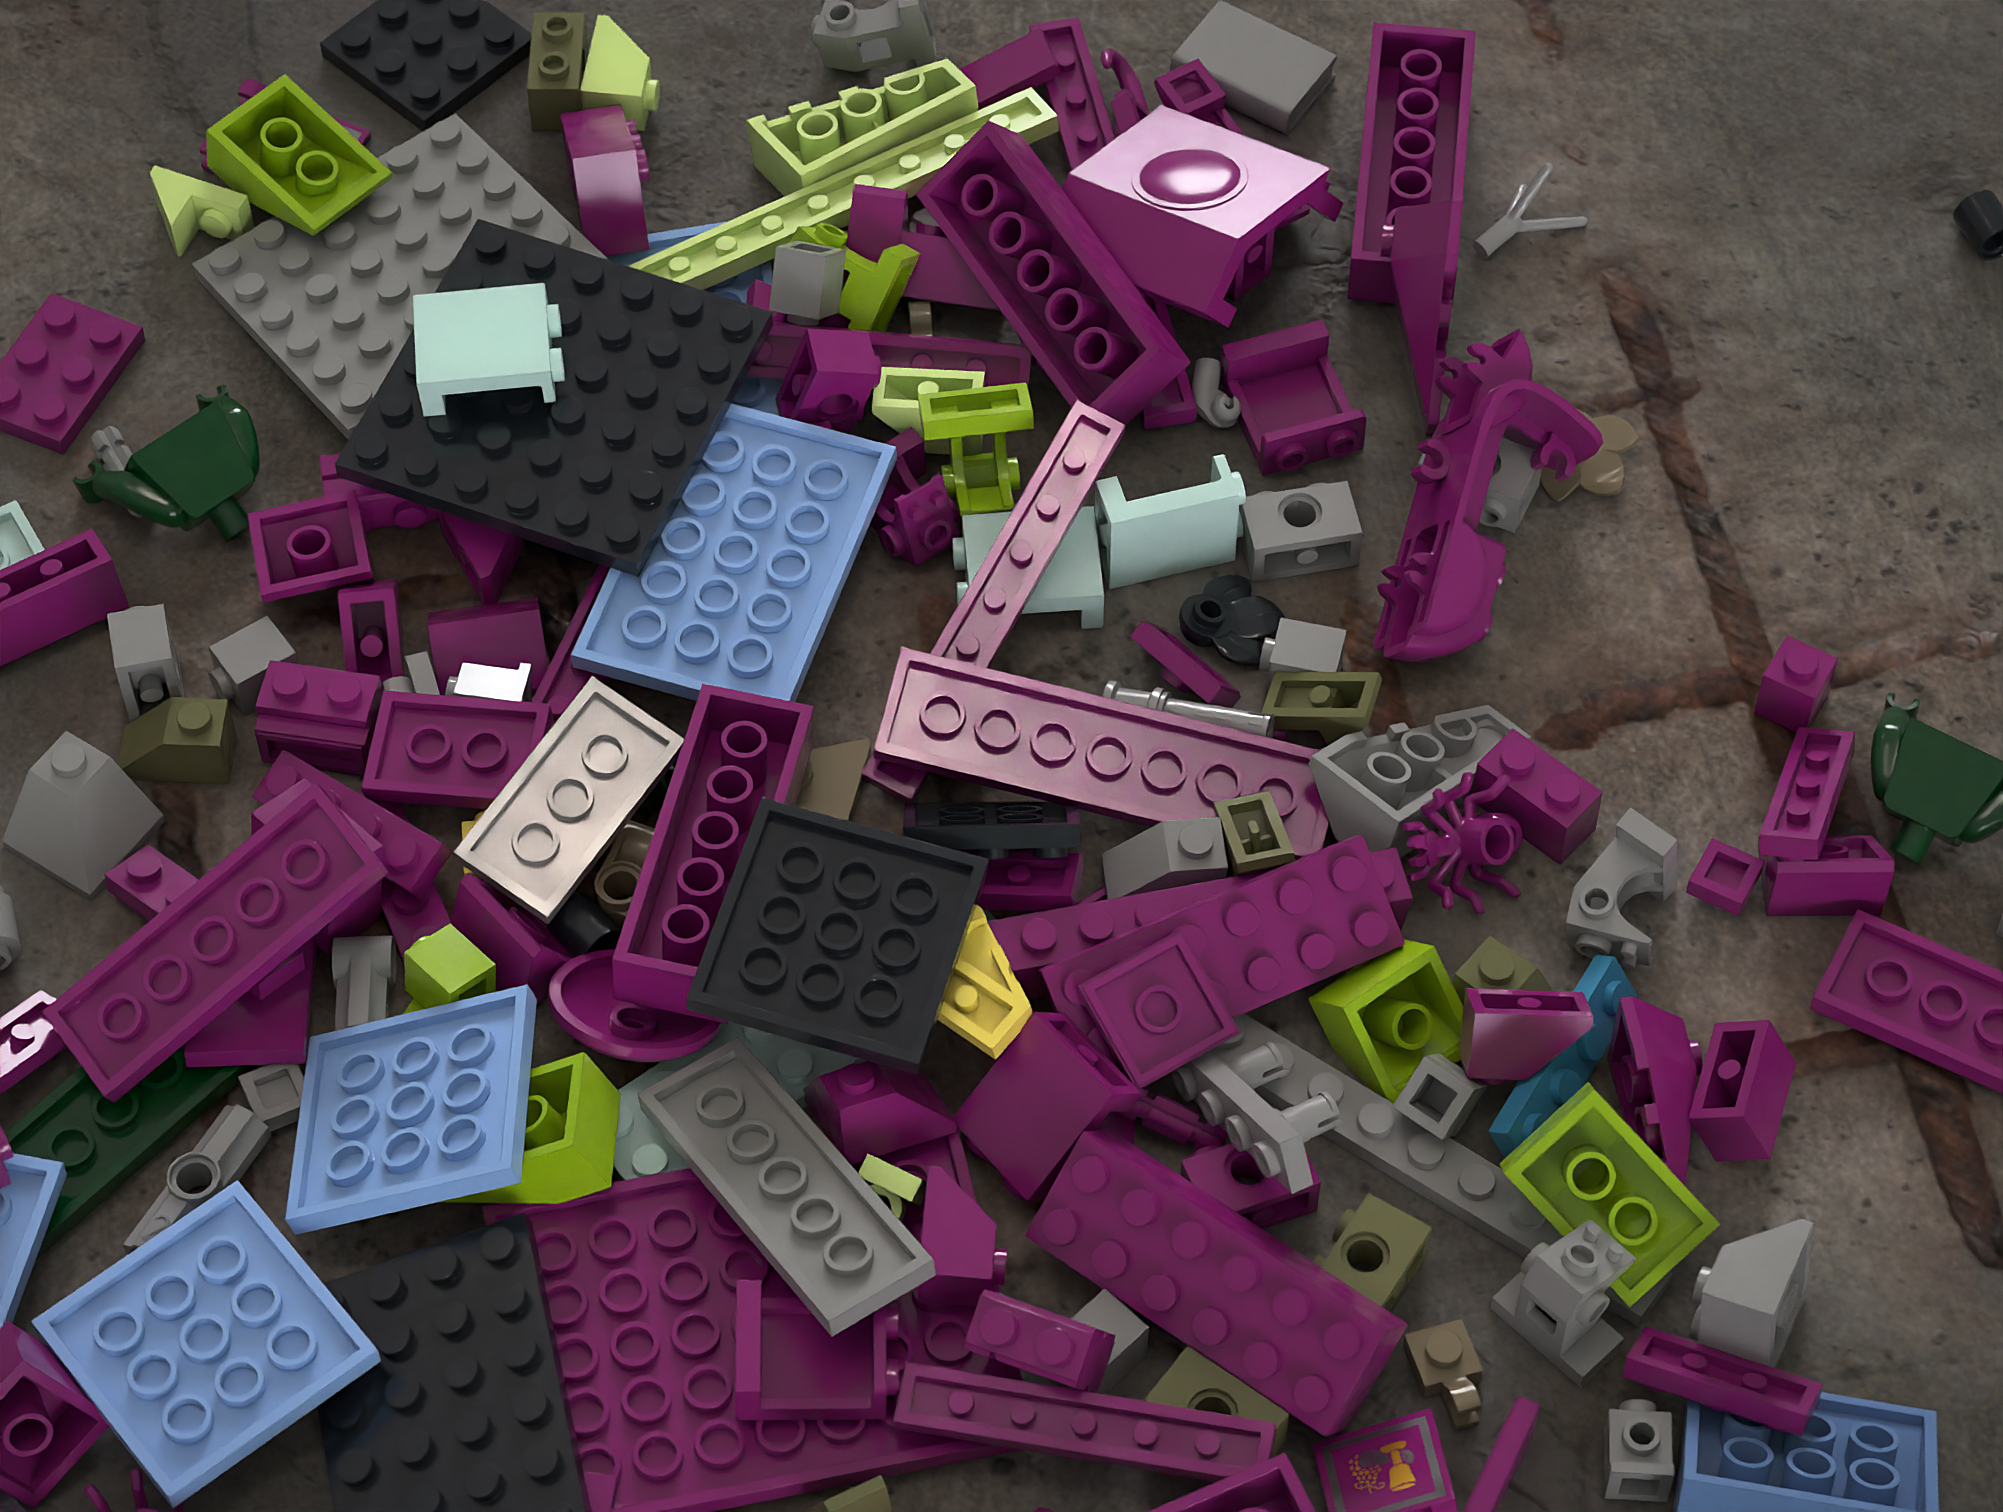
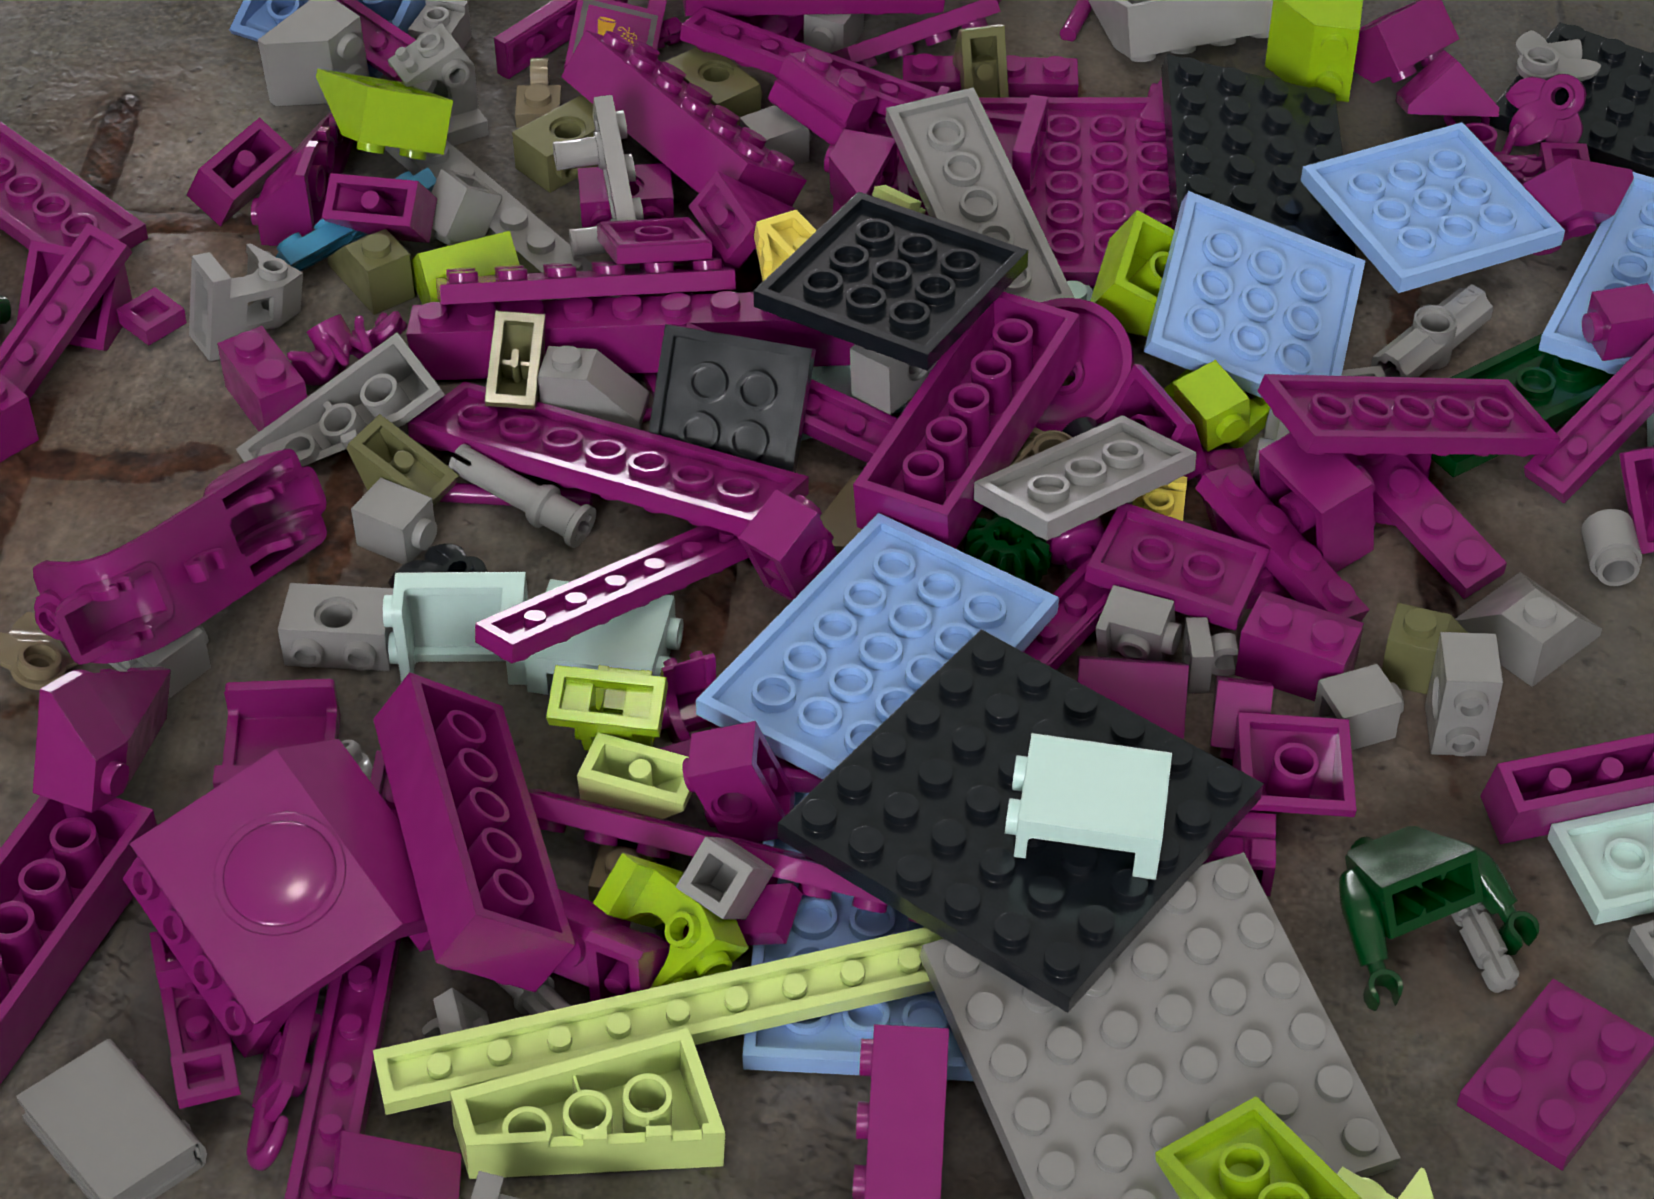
camera: 165 degrees left, 10 degrees down
(863, 670) = (788, 543): none -> magenta brick
(1184, 667) = (500, 534): magenta plate -> none

